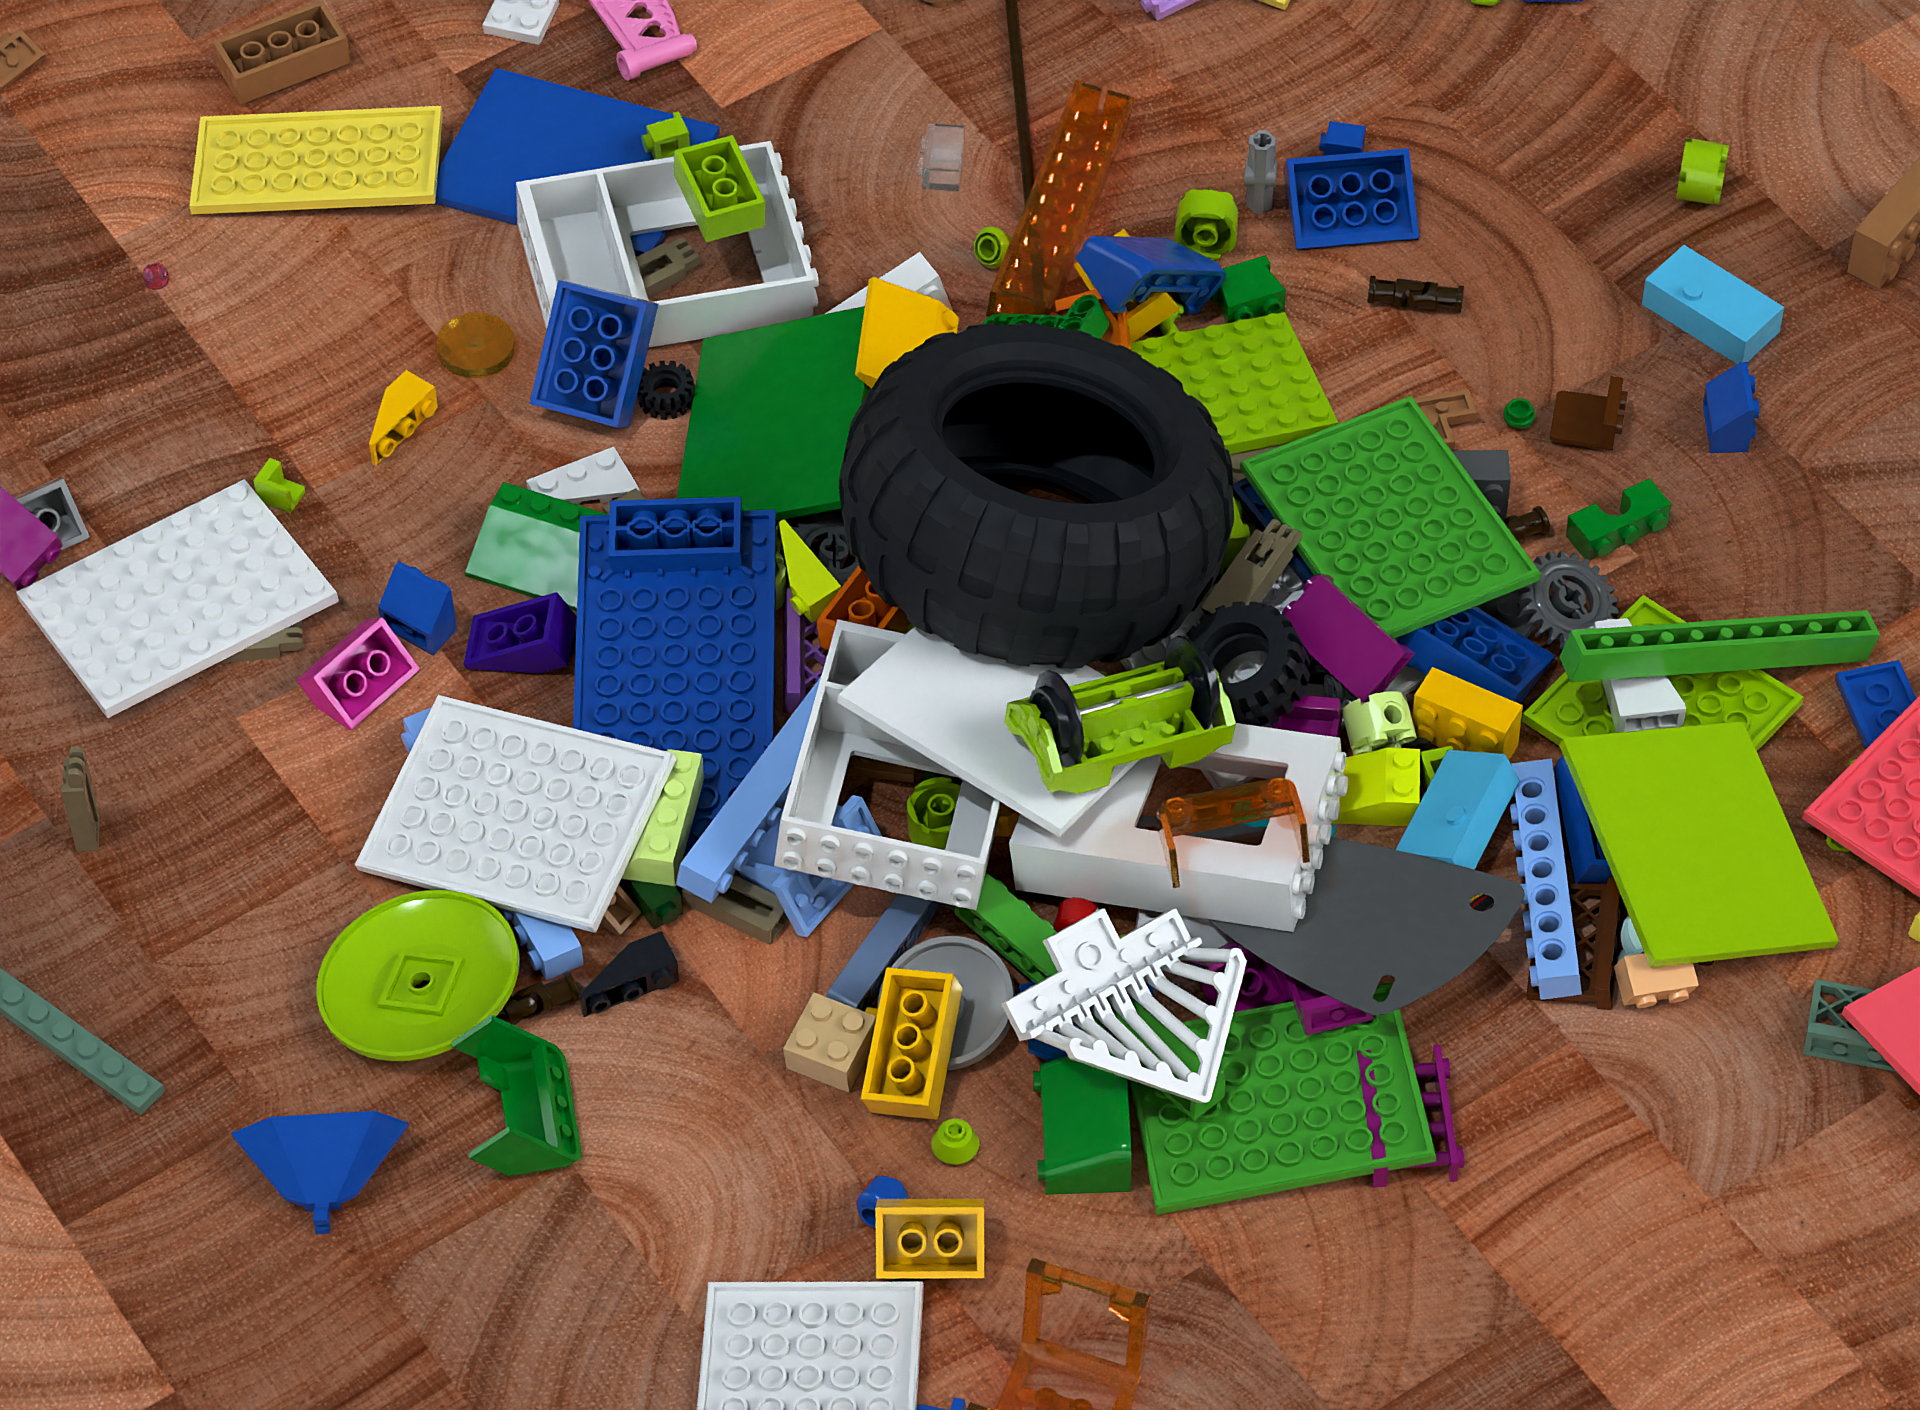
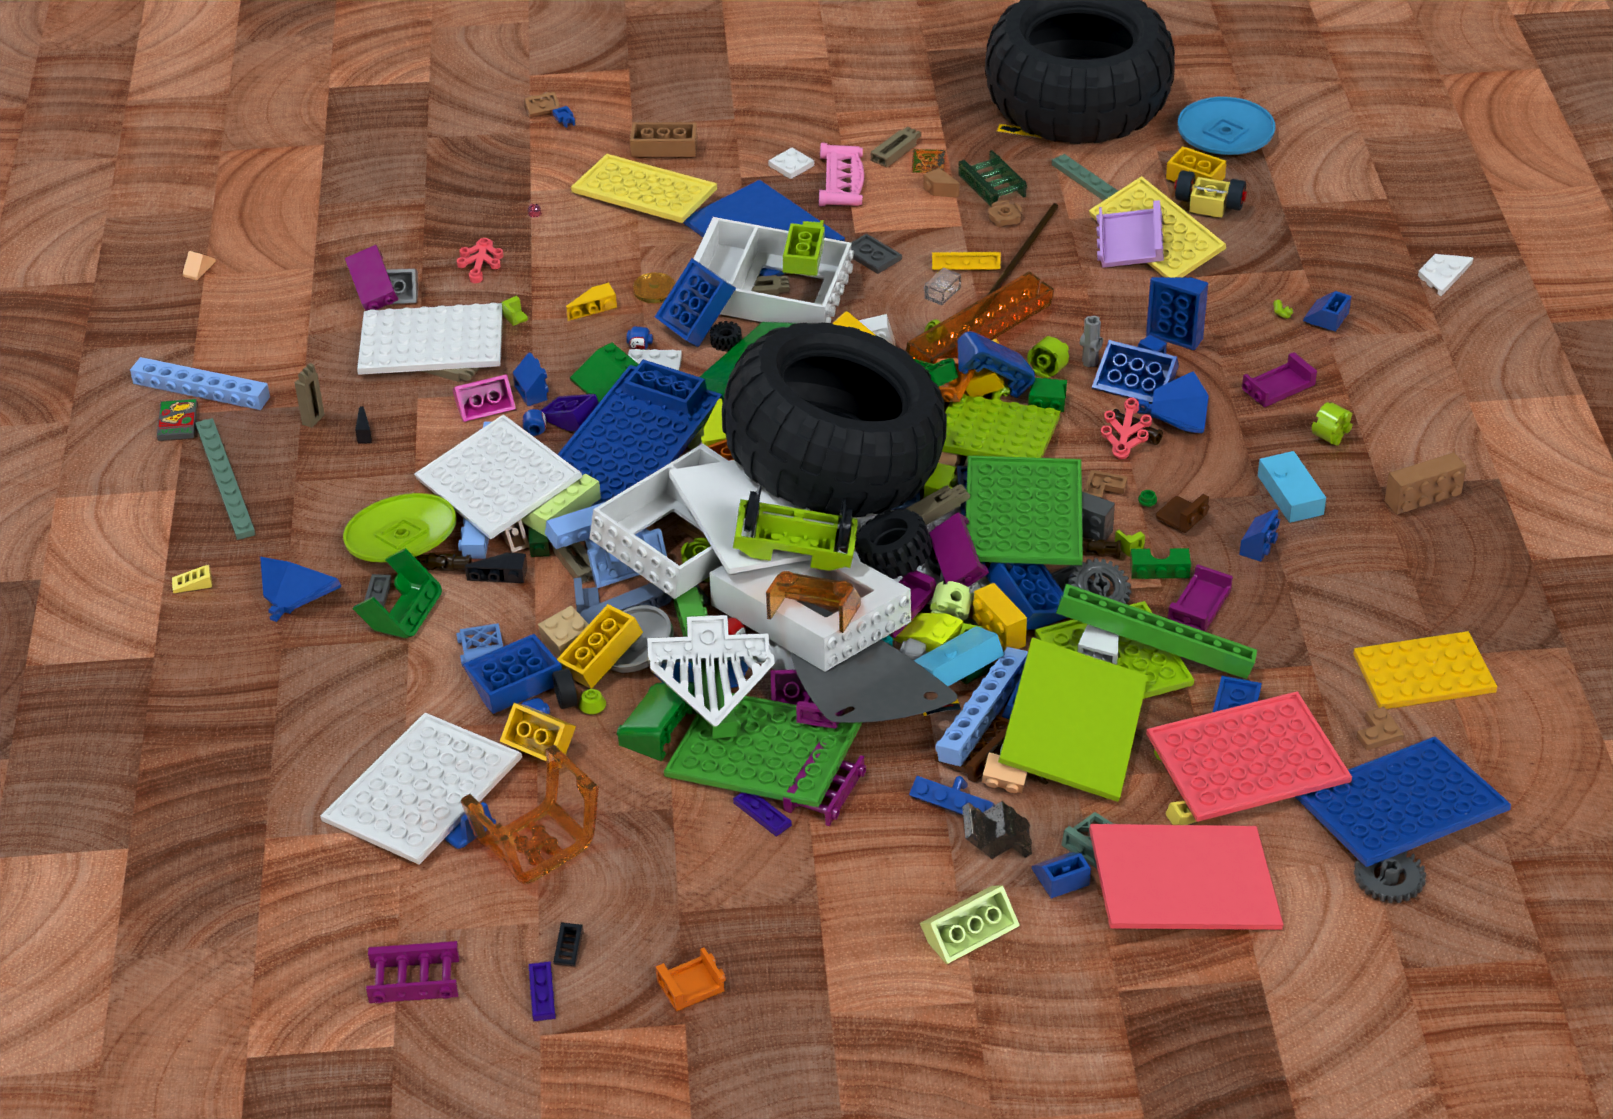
camera: 30 degrees right, 10 degrees down
(64, 66) = (564, 115): none -> blue plate
(124, 379) = (483, 246): none -> coral plant
(124, 1216) = (197, 579): none -> light yellow slope
(198, 815) = (362, 429): none -> black slope
(461, 1102) = (379, 588): none -> dark grey plate
(477, 682) = (534, 422): none -> blue head
(528, 451) = (639, 338): none -> blue head
(722, 1137) = (482, 647): none -> medium blue piece
(796, 137) = (874, 253): none -> dark grey tile
(804, 965) = (585, 597): none -> sand blue panel
(804, 1149) = (513, 673): none -> blue slope
(906, 1140) = (564, 688): none -> black tyre
(943, 93) = (966, 260): none -> yellow fence
(1348, 1206) = (763, 812): none -> dark purple tile
(1358, 66) = (1177, 310): none -> blue slope
(1376, 830) = (913, 648): none -> light grey head
(1410, 308) = (1126, 430): none -> coral plant
(1453, 229) = (1179, 403): none -> blue panel
(1553, 503) = (1130, 542): none -> lime panel
(1567, 123) = (1281, 381): none -> magenta panel
(1605, 1052) = (945, 796): none -> blue plate
(1714, 555) = (1201, 598): none -> magenta panel
(1714, 1075) = (997, 830): none -> clear smoke bracket
(1776, 1243) = (970, 923): none -> yellowish green slope
(1845, 1099) = (1063, 874): none -> blue slope

